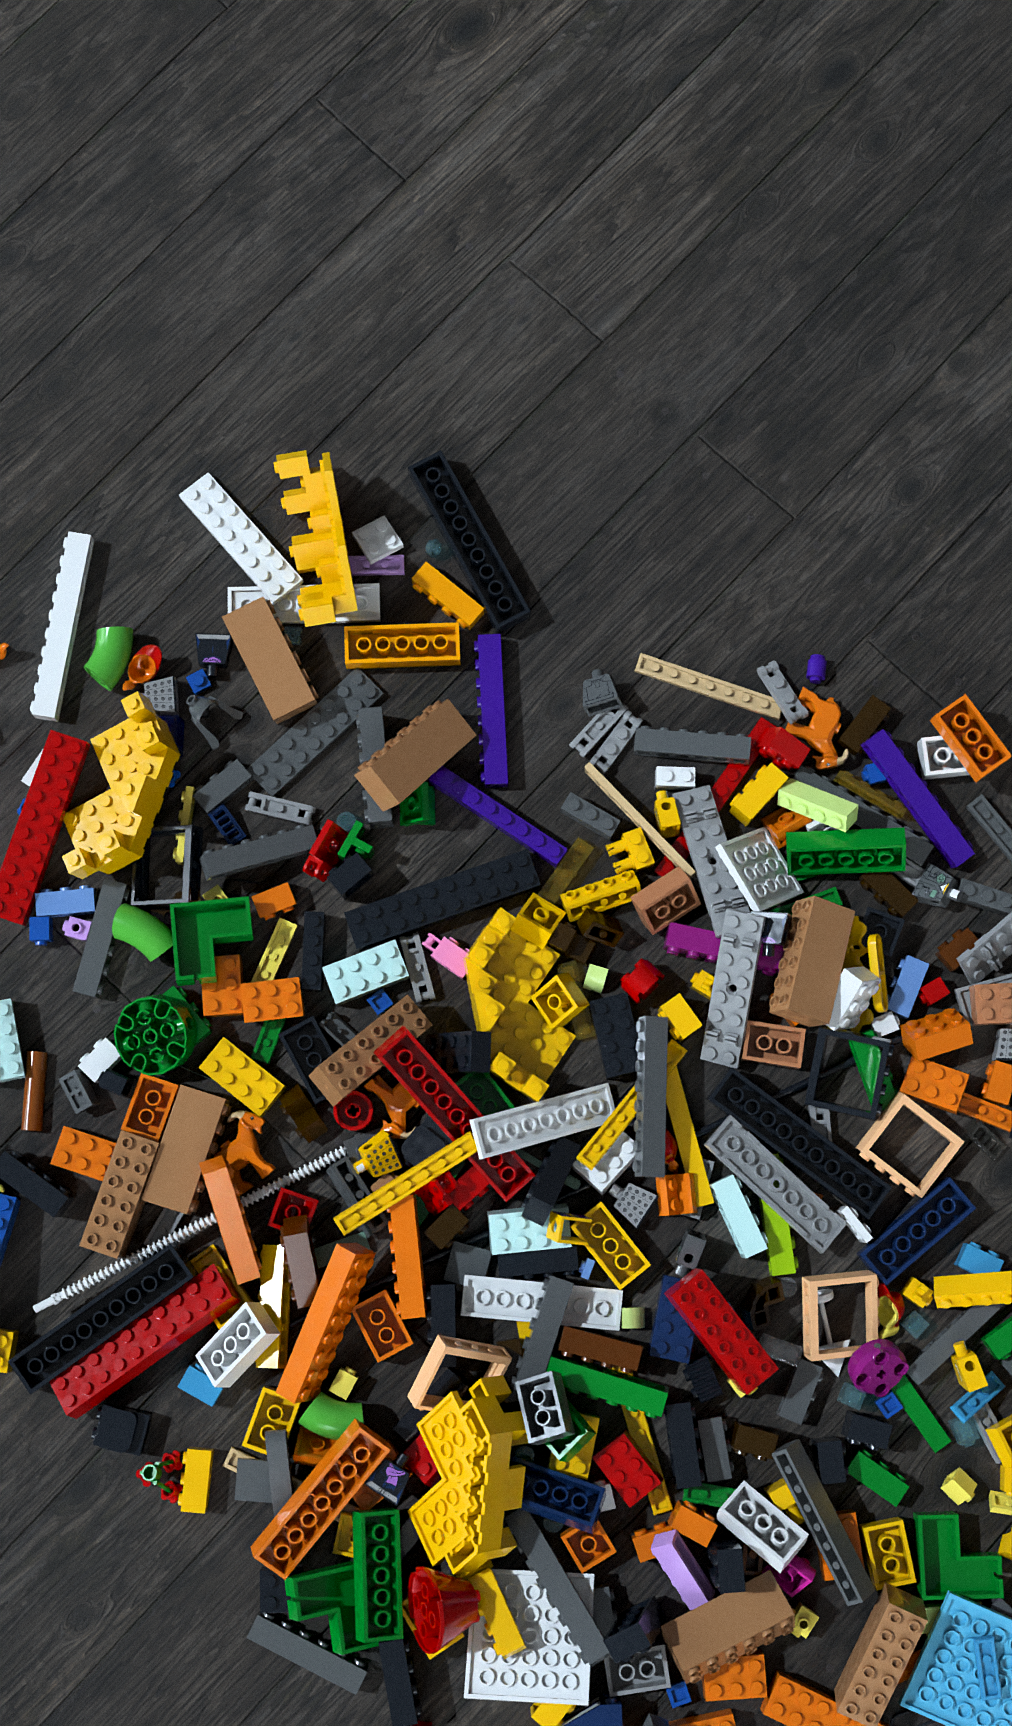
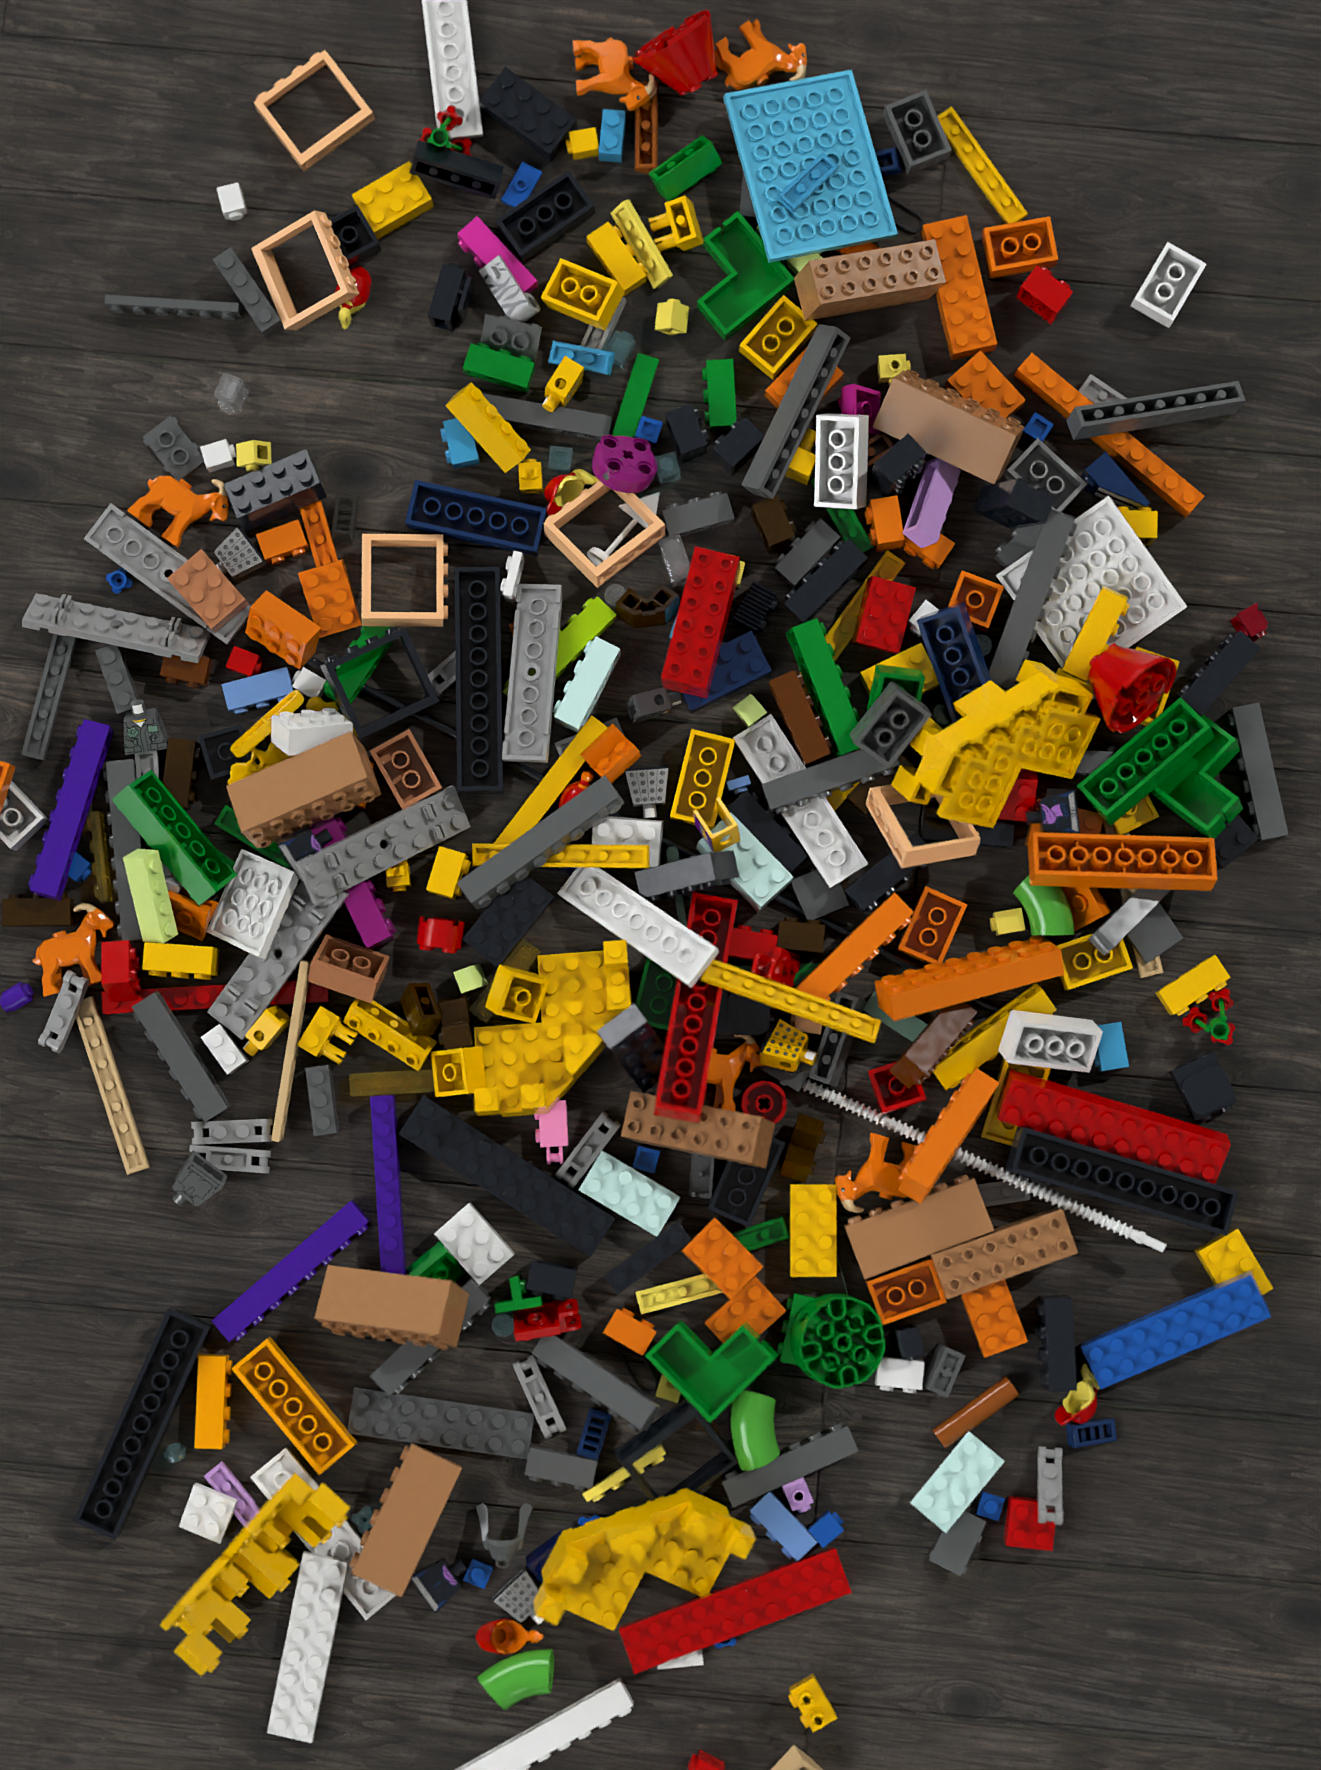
camera: 120 degrees left, 5 degrees up
(414, 843) = (474, 1243): none -> white brick

